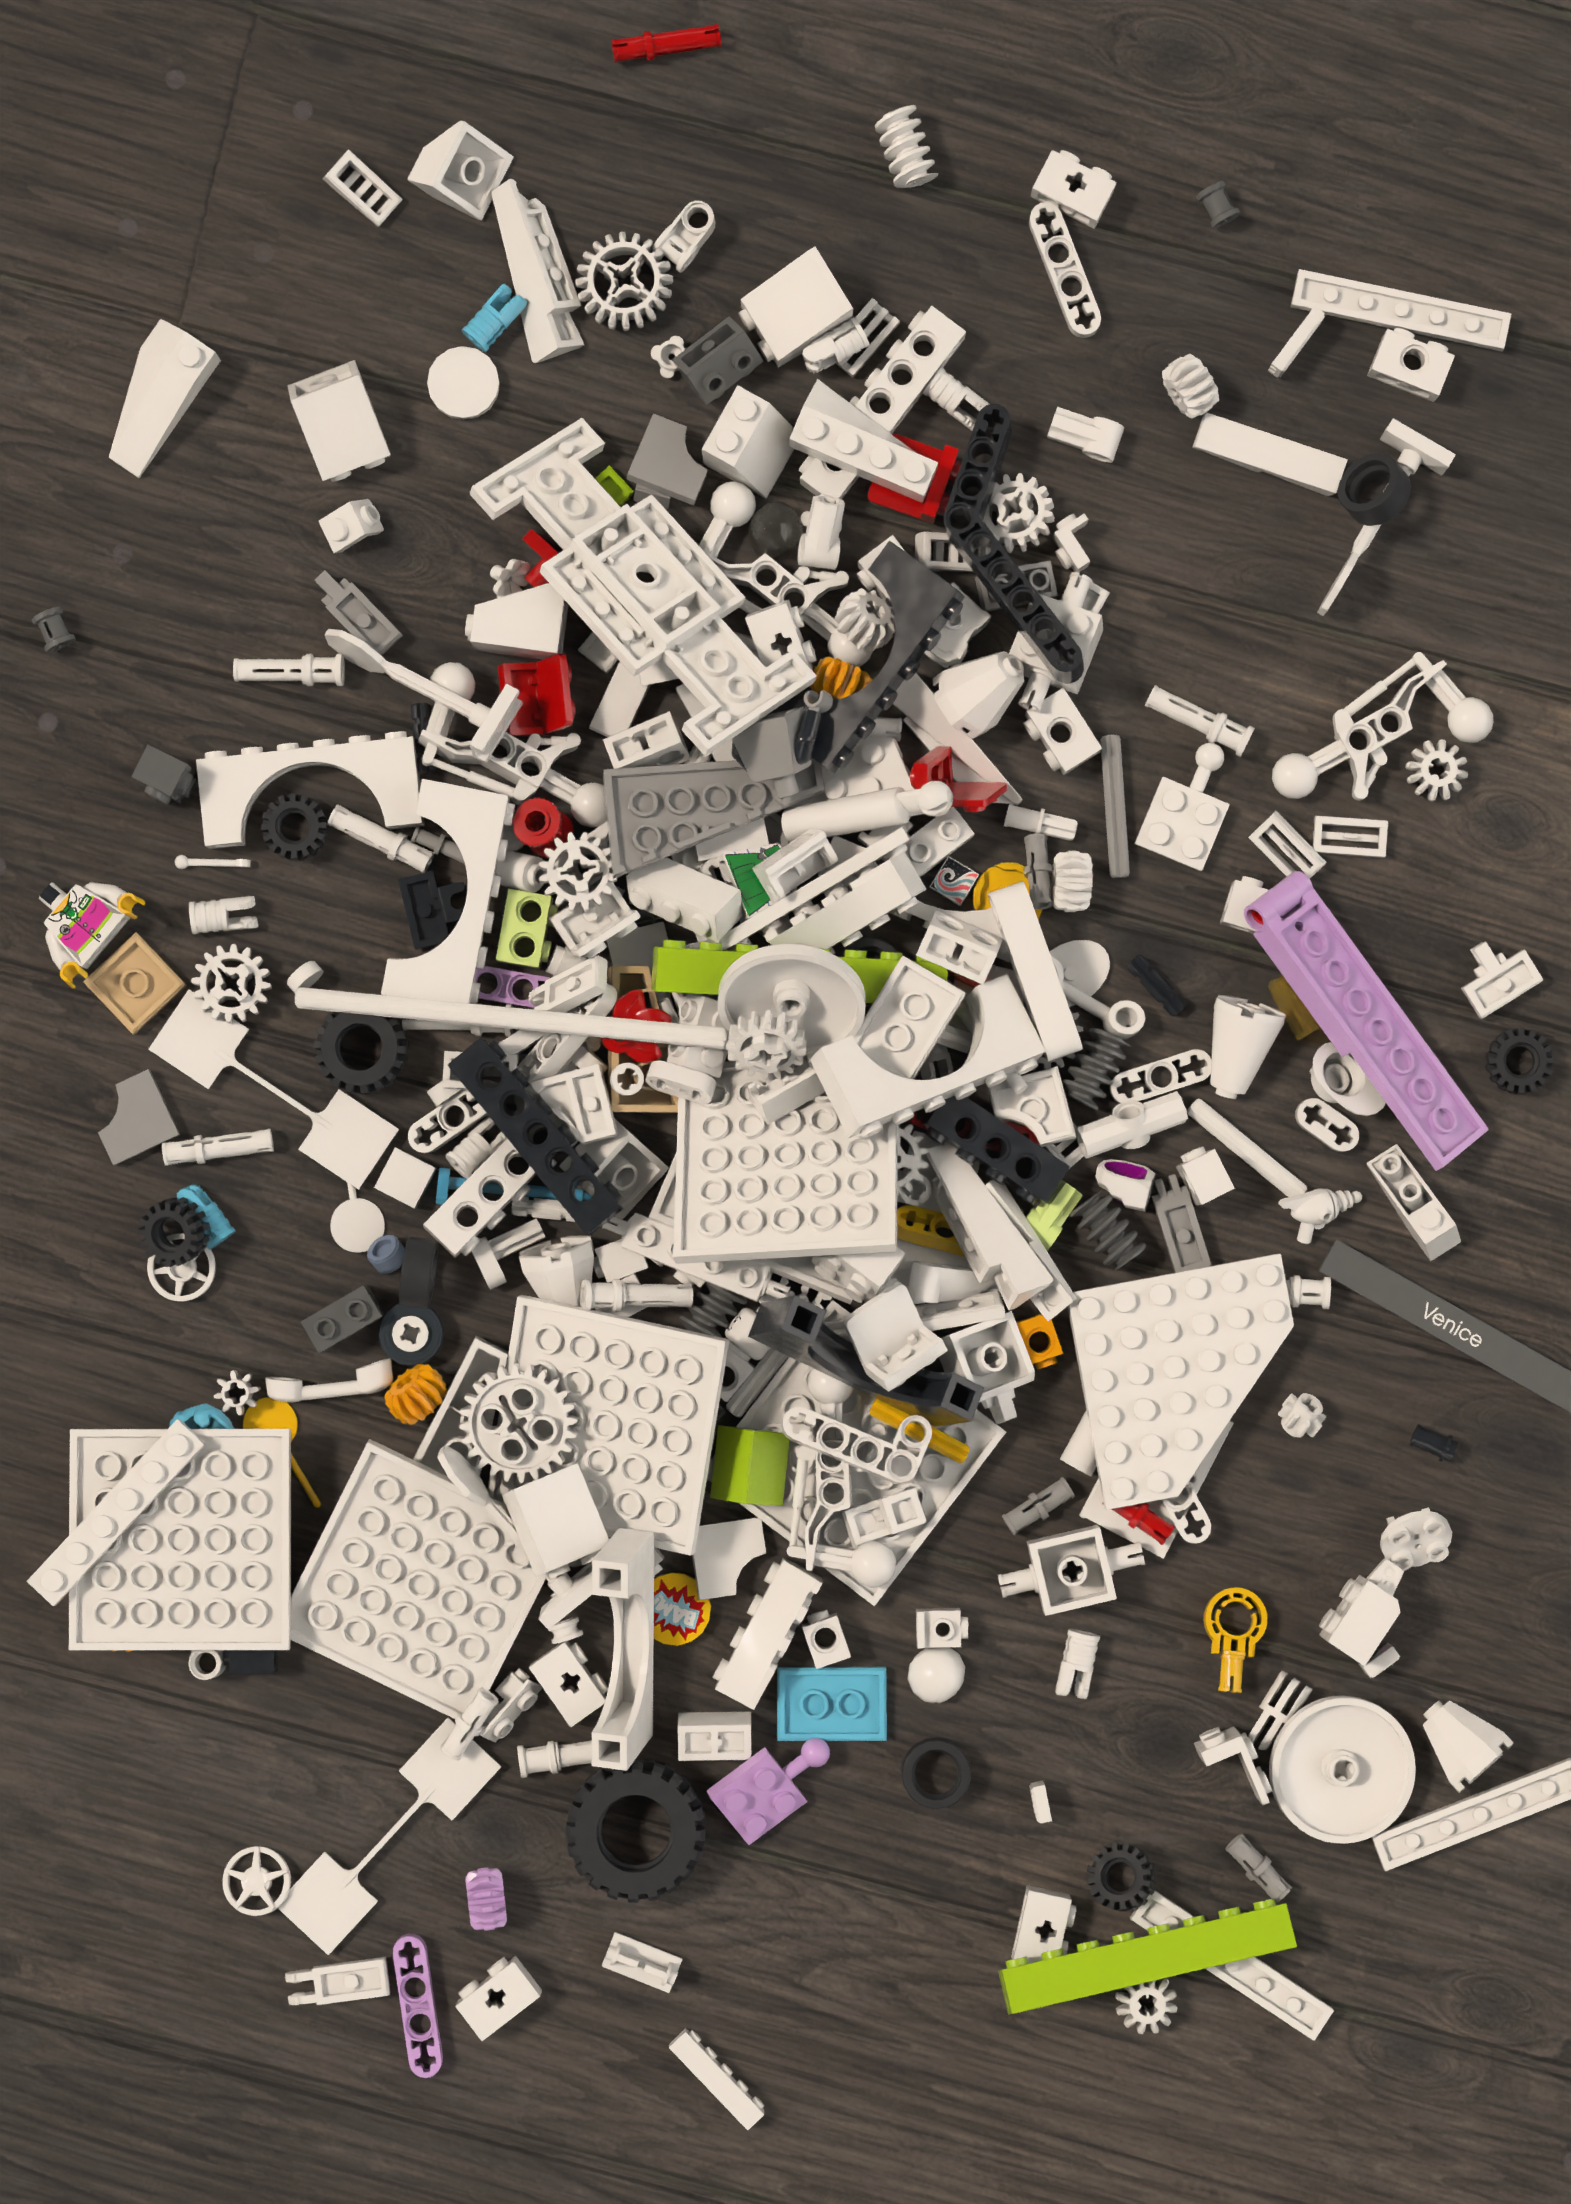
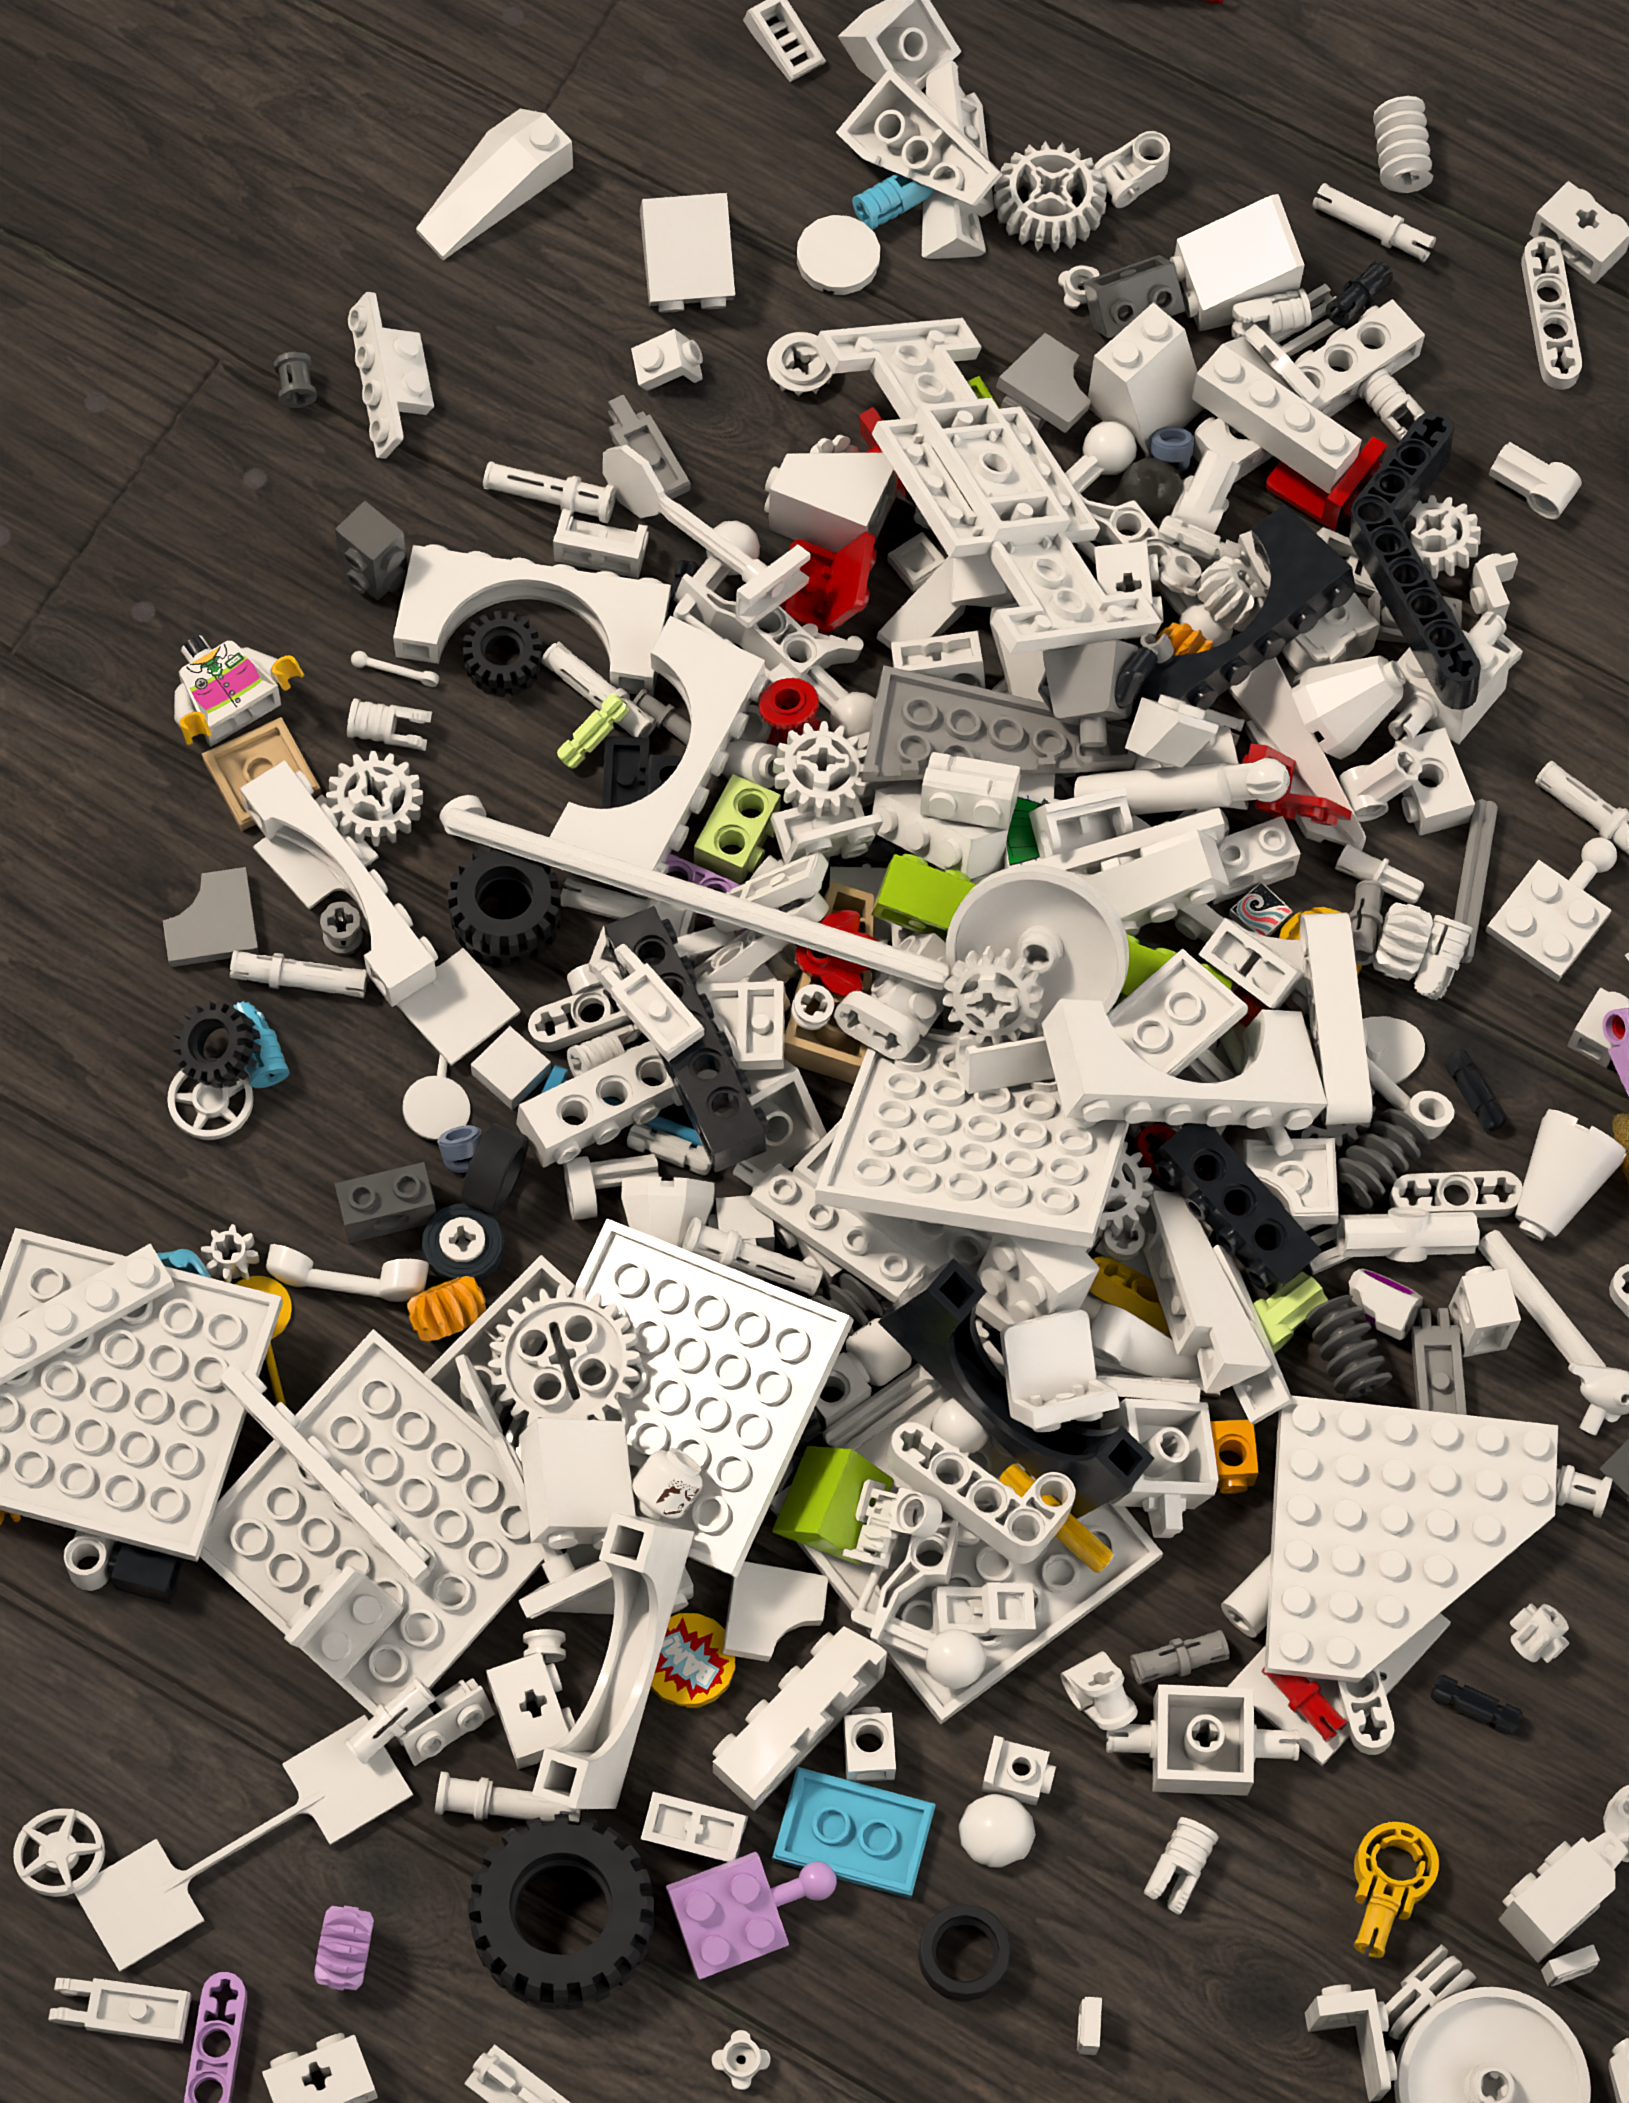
camera: 10 degrees right, 20 degrees down
(130, 601) = (391, 373): none -> white bracket
(249, 1105) = (353, 935): none -> light grey bush
(290, 1120) = (284, 808): none -> white arch
(344, 706) = (599, 546): none -> white hinge
(379, 1570) = (340, 1487): none -> white plate
(387, 877) = (593, 730): none -> yellowish green axle
(416, 1663) = (343, 1620): none -> white bracket
(443, 494) = (781, 361): none -> white gear
(497, 262) = (914, 138): none -> white wedge
(503, 1128) = (650, 1004): none -> white hinge
(624, 1502) = (667, 1484): none -> white head
(702, 870) = (970, 791): none -> white brick
(784, 489) = (1173, 446): none -> sand blue tile
(796, 1476) = (889, 1514): none -> white piece
(799, 1903) = (741, 2045): none -> white plate
(819, 614) = (1180, 573): none -> white plate
(827, 578) = (1197, 540): none -> white axle
(845, 776) = (1169, 730): none -> white slope
(861, 404) = (1281, 364): none -> white tile
(899, 227) = (1374, 222): none -> white pin
(902, 301) = (1359, 293): none -> black pin
(987, 1554) = (1098, 1691): none -> white piece
(1020, 749) = (1375, 784): none -> white piece
(1106, 883) = (1441, 956): none -> white hinge
(1267, 1479) = (1476, 1704): none -> black axle

